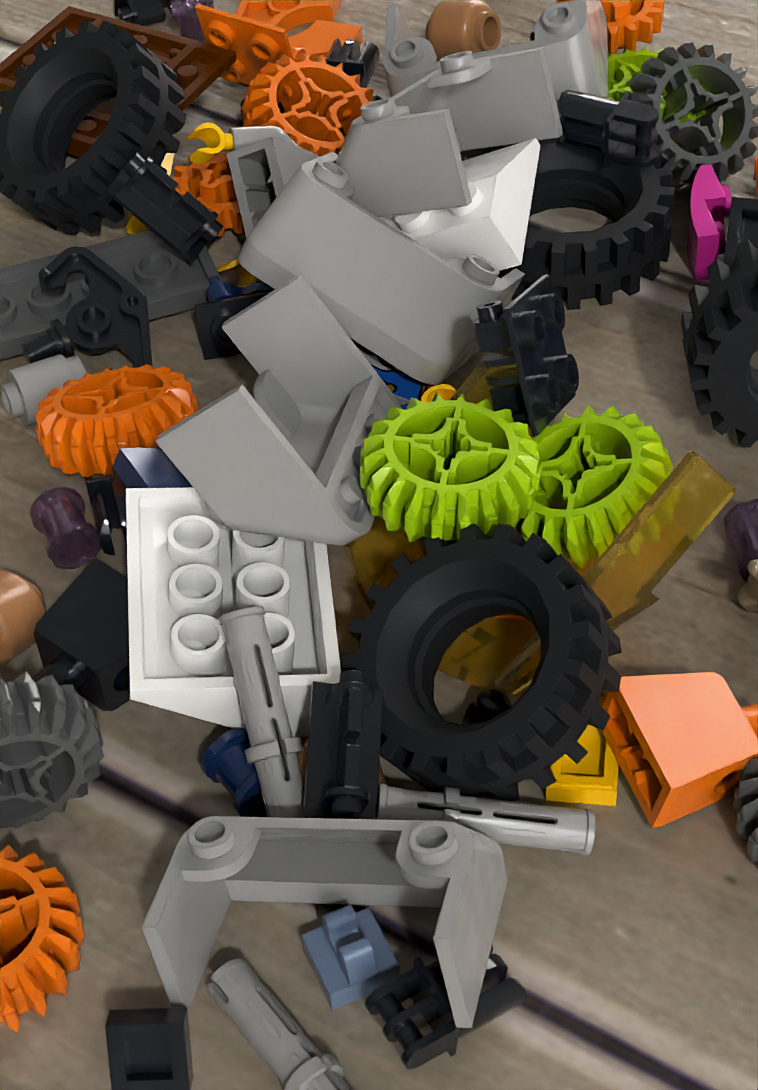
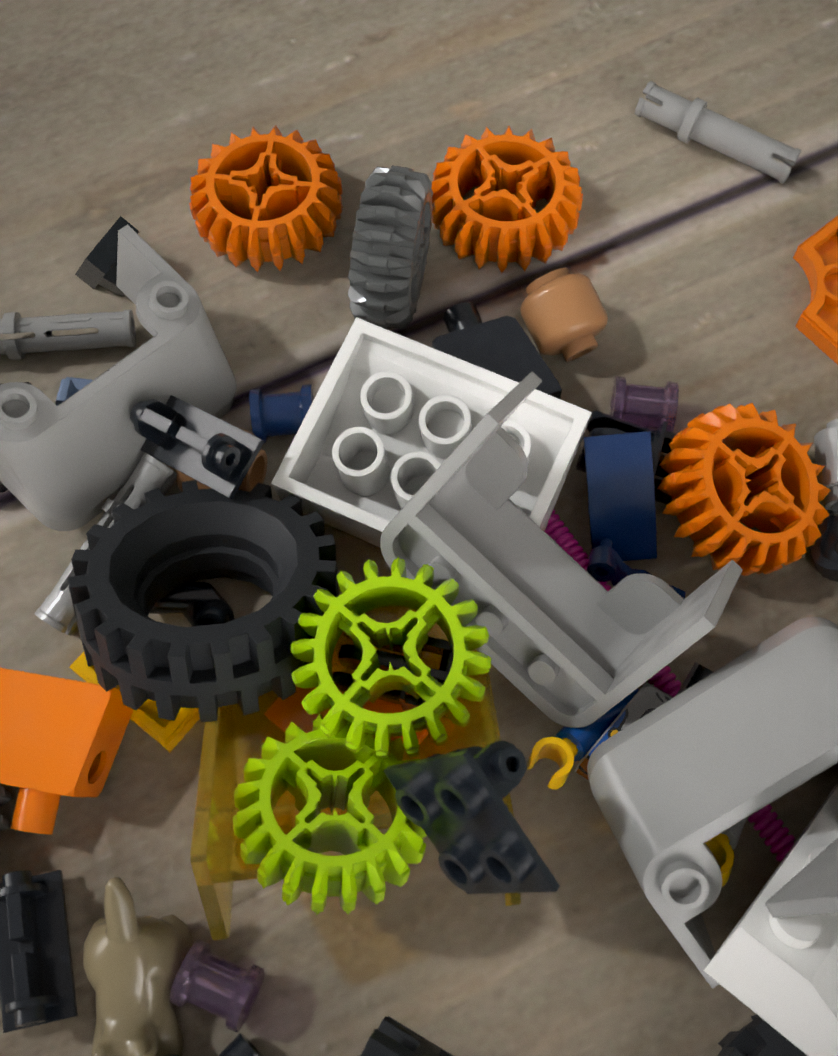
camera: 120 degrees right, 20 degrees up
(264, 713) = (256, 407): light grey pin -> none

